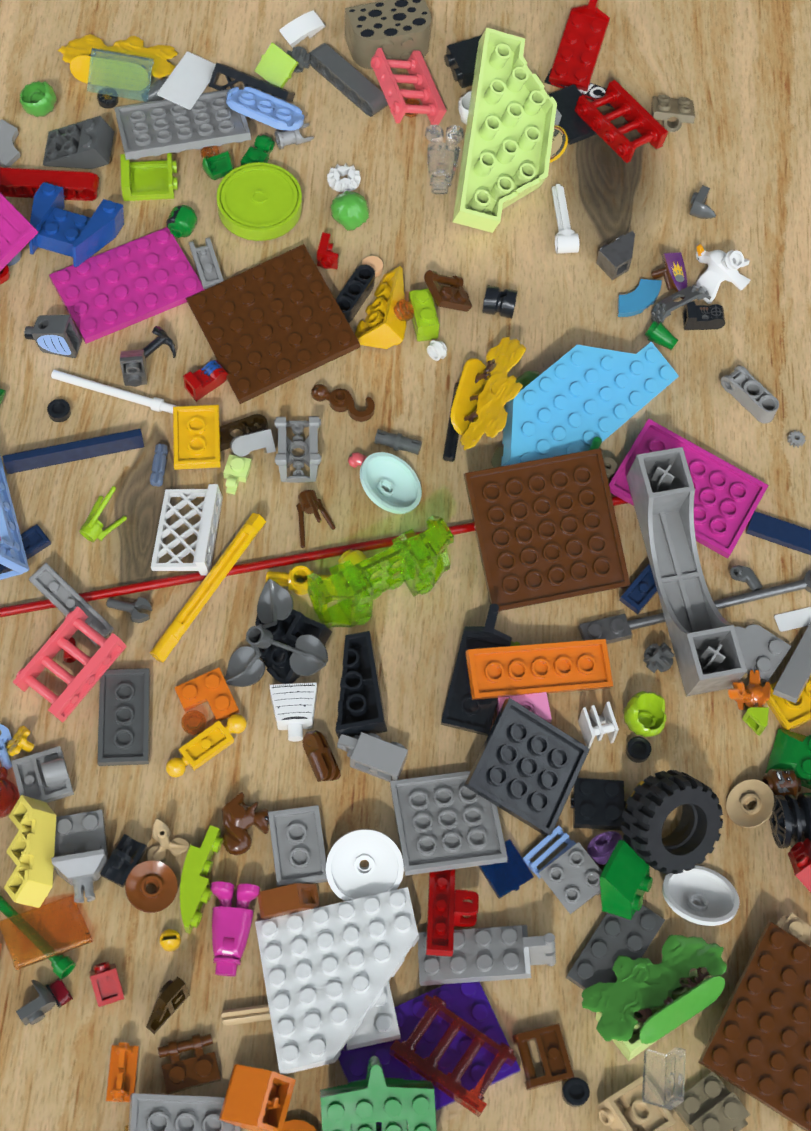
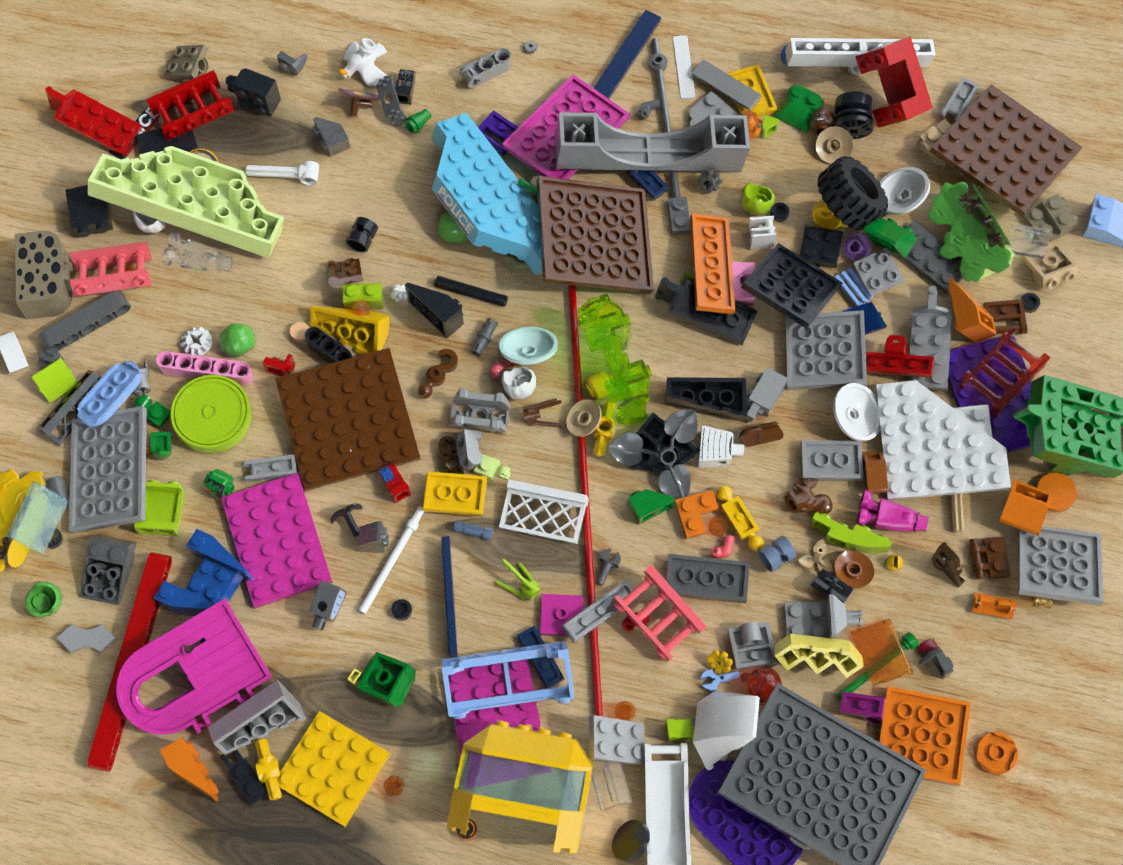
camera: 75 degrees left, 5 degrees up
(70, 563) = (557, 611): none -> dark pink plate
(106, 984) = (925, 610): bracket -> none
(159, 789) = (779, 552): none -> sand blue wheel
(163, 733) = (725, 550): none -> coral arm
(187, 80) = (53, 459): white sticker -> none
(207, 587) = (601, 499): yellow piece -> none
(209, 638) = (649, 504): none -> green slope
(307, 553) = (583, 418): none -> tan dish
(311, 188) = (196, 363): none -> bright pink beam
(342, 480) = (519, 382): none -> white hair
(414, 386) = (436, 307): none -> black slope
(481, 399) = (466, 249): yellow plant -> none
(536, 999) = (970, 315): none -> orange slope
(639, 299) = (376, 129): dark azure tile -> none
(650, 173) = (255, 91): none -> black hinge
(675, 418) = (499, 127): none -> dark purple plate

